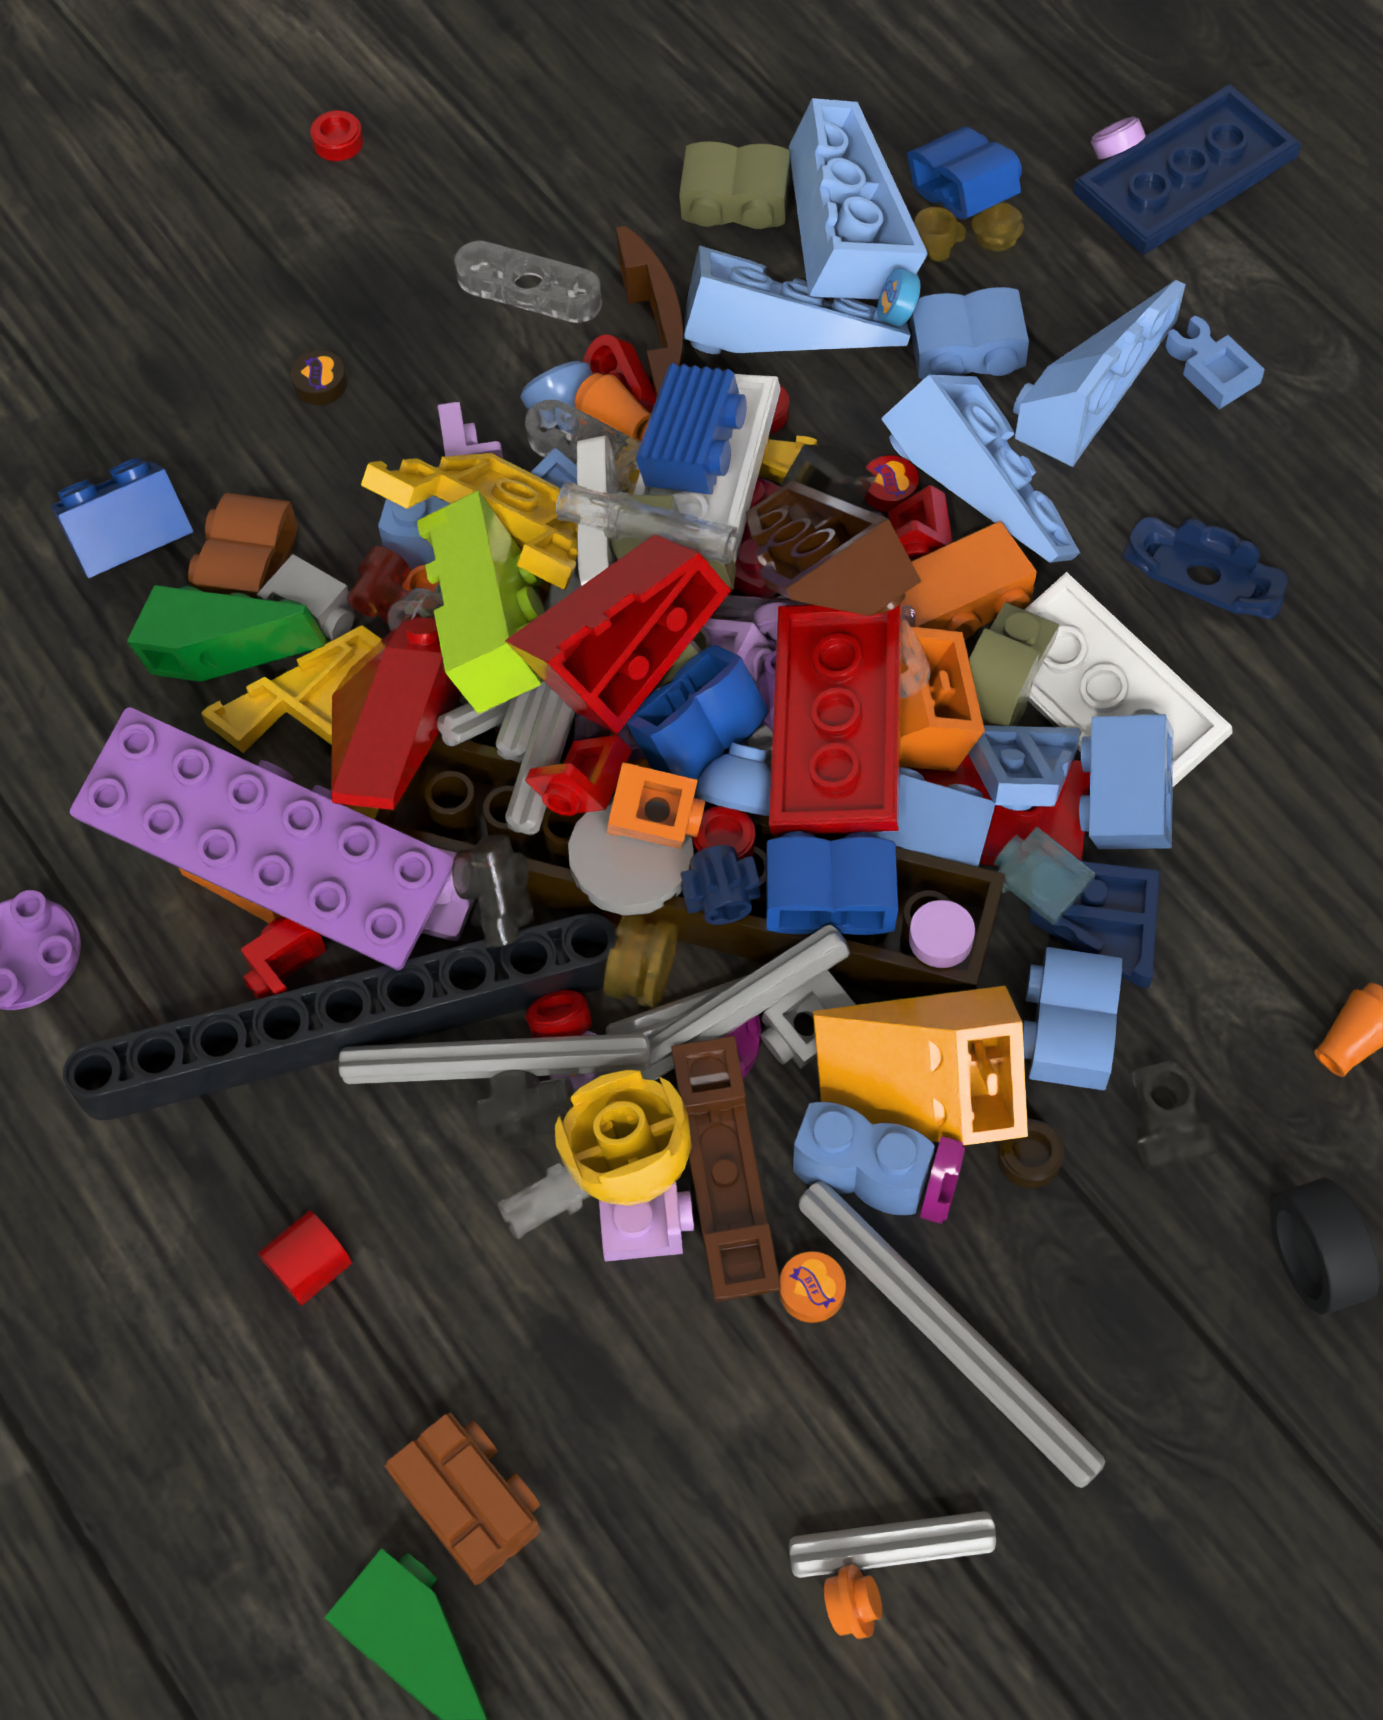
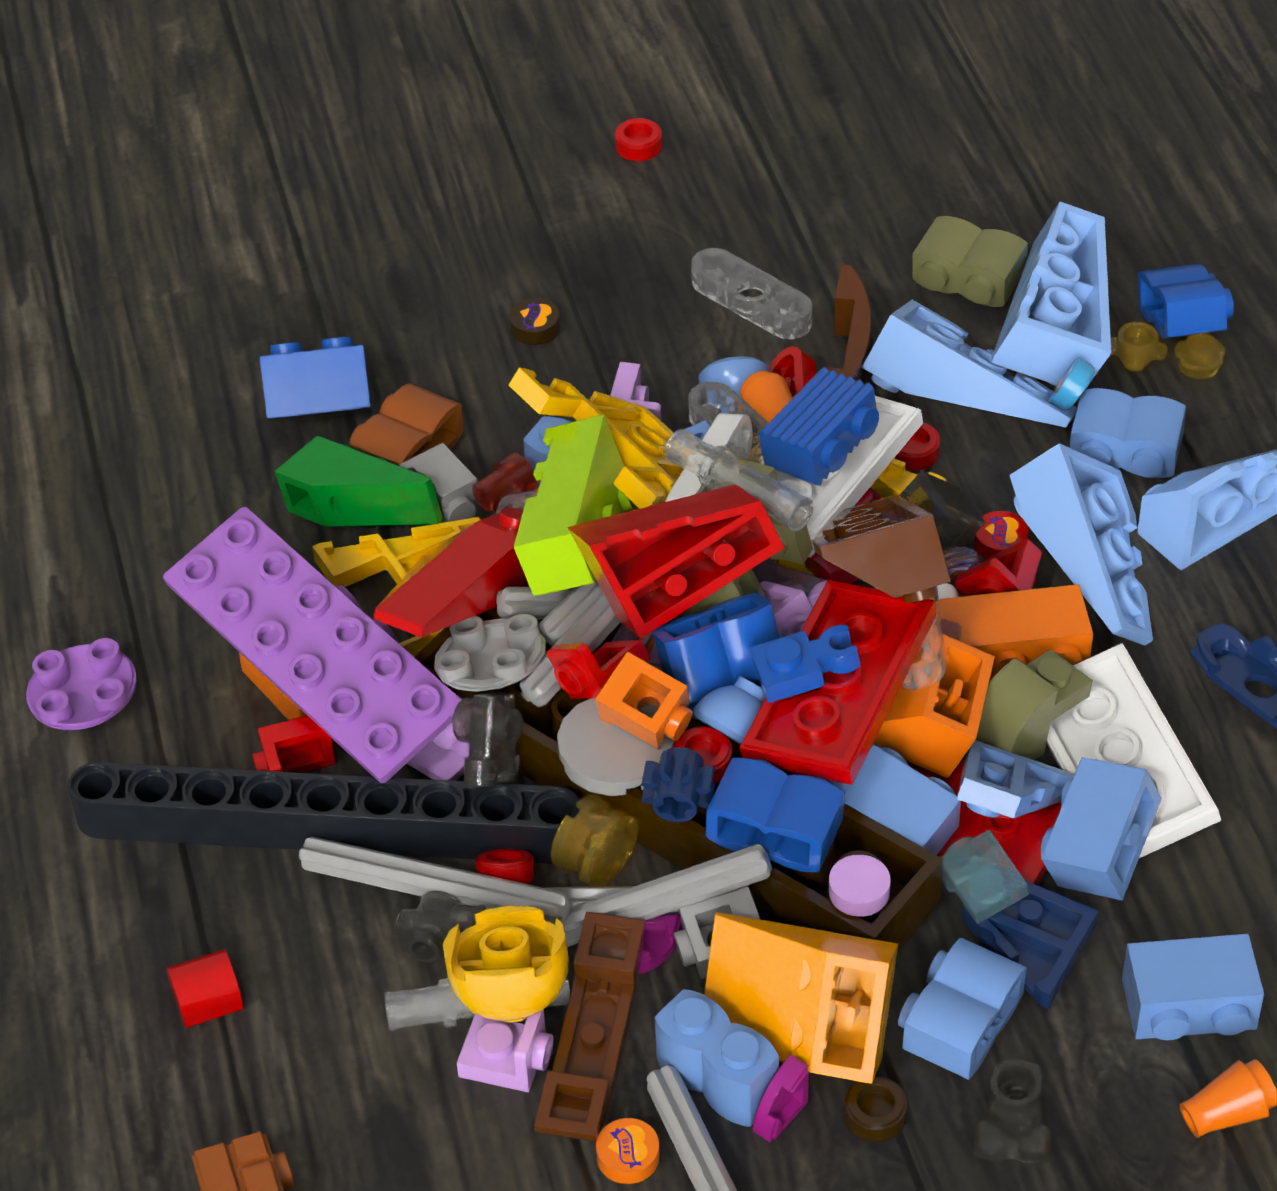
camera: 20 degrees right, 15 degrees down
(460, 794) = (490, 652): none -> light grey dish
(792, 717) = (796, 665): none -> blue plate
(1279, 922) = (1192, 987): none -> medium blue brick

